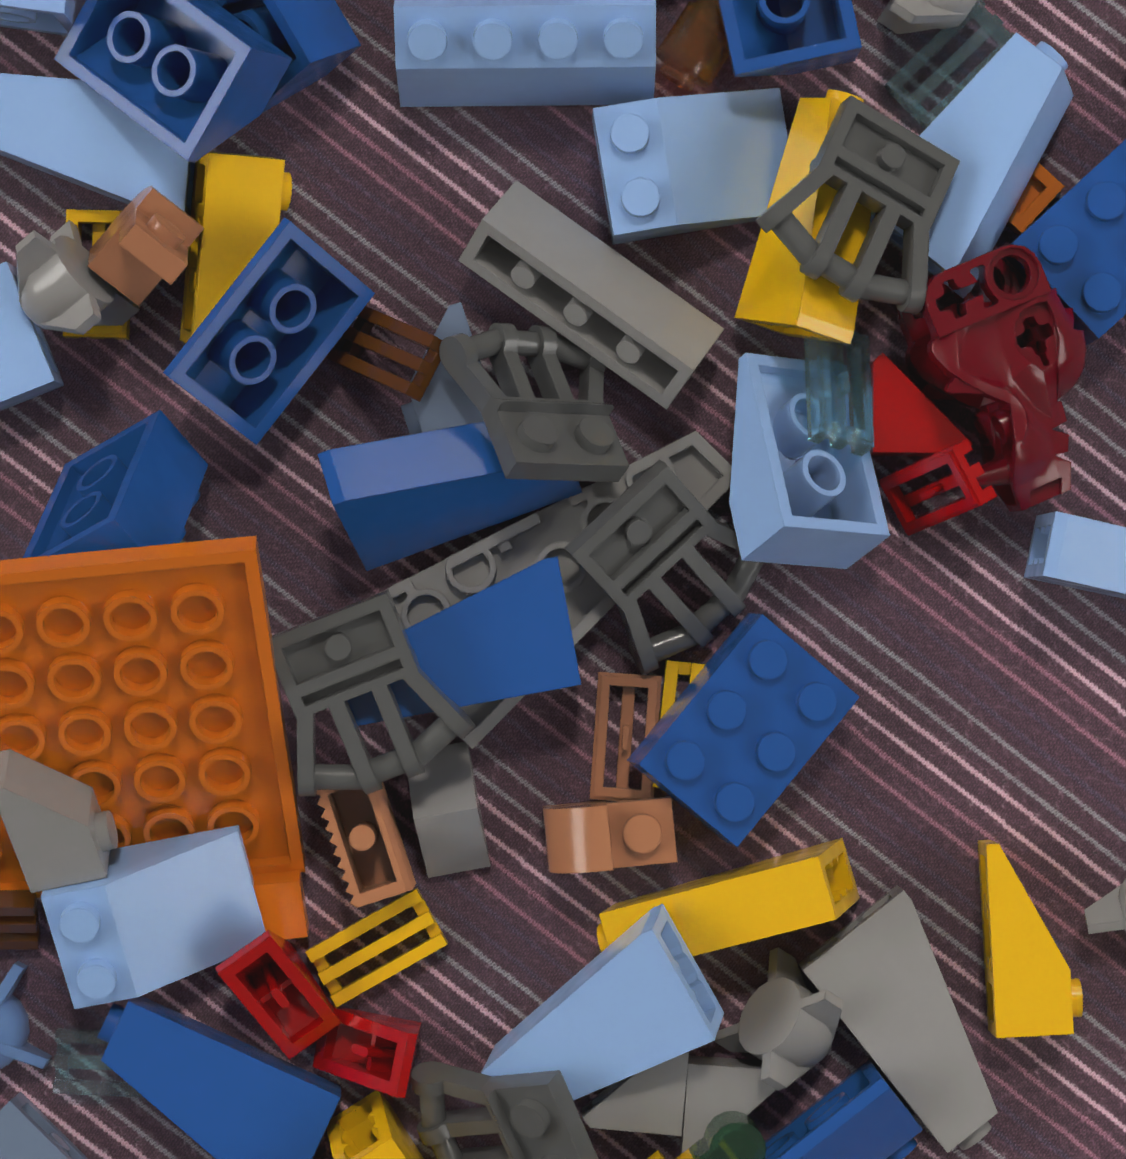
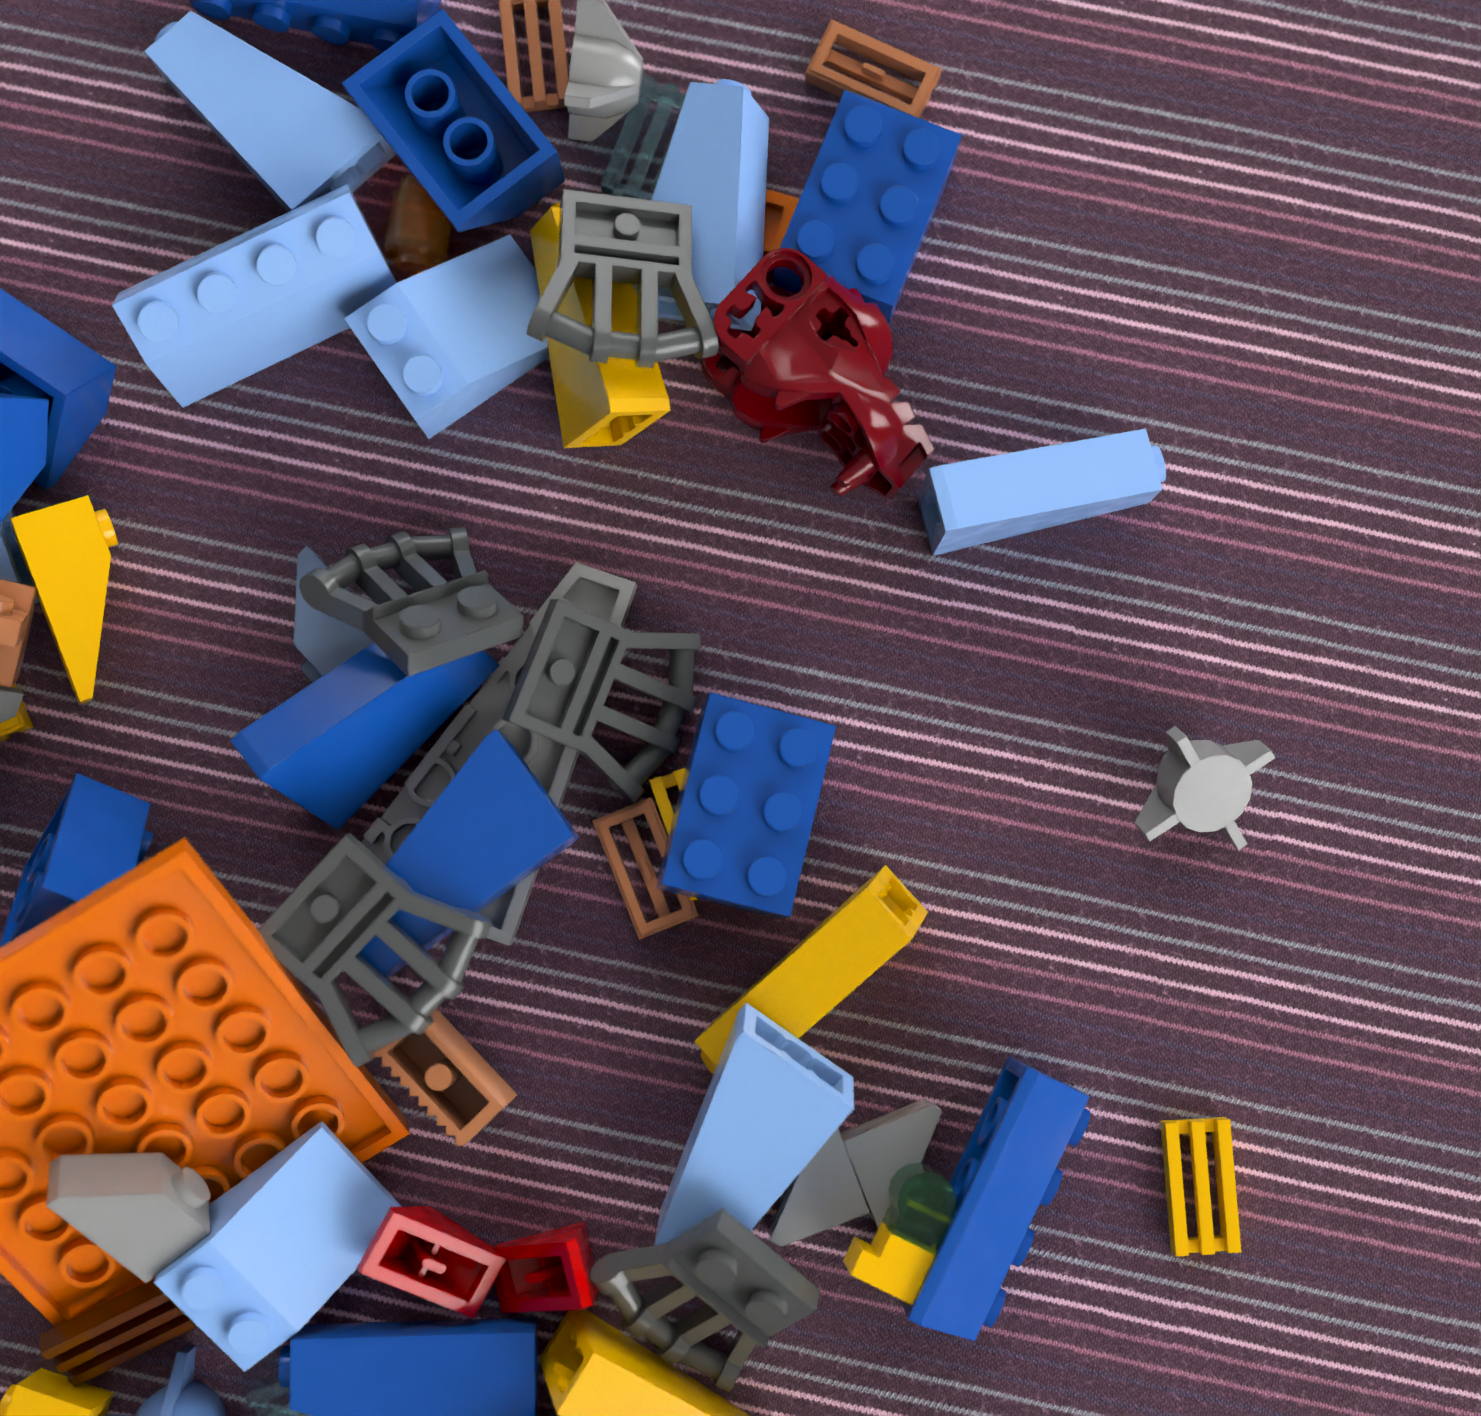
camera: 20 degrees left, 5 degrees down
(269, 331) = (137, 652): blue slope -> none
(282, 903) = (402, 1173): orange tile -> none
(330, 973) = (477, 1217): yellow tile -> none
(359, 337) = (240, 623): reddish brown tile -> none
(449, 813) = (514, 1014): light grey slope -> none
(590, 294) = (422, 485): light grey brick -> none
(609, 835) = (670, 963): nougat brick -> none
(784, 1024) = (915, 1060): light grey piece -> none
(793, 495) = (684, 547): light blue slope -> none
(826, 393) = (674, 466): clear light blue tile -> none
(904, 417) = (759, 463): red slope -> none
(906, 1017) = (1015, 996): light grey slope -> none
(962, 475) = (832, 480): red tile -> none
(1024, 970) = (1106, 901): yellow slope -> none

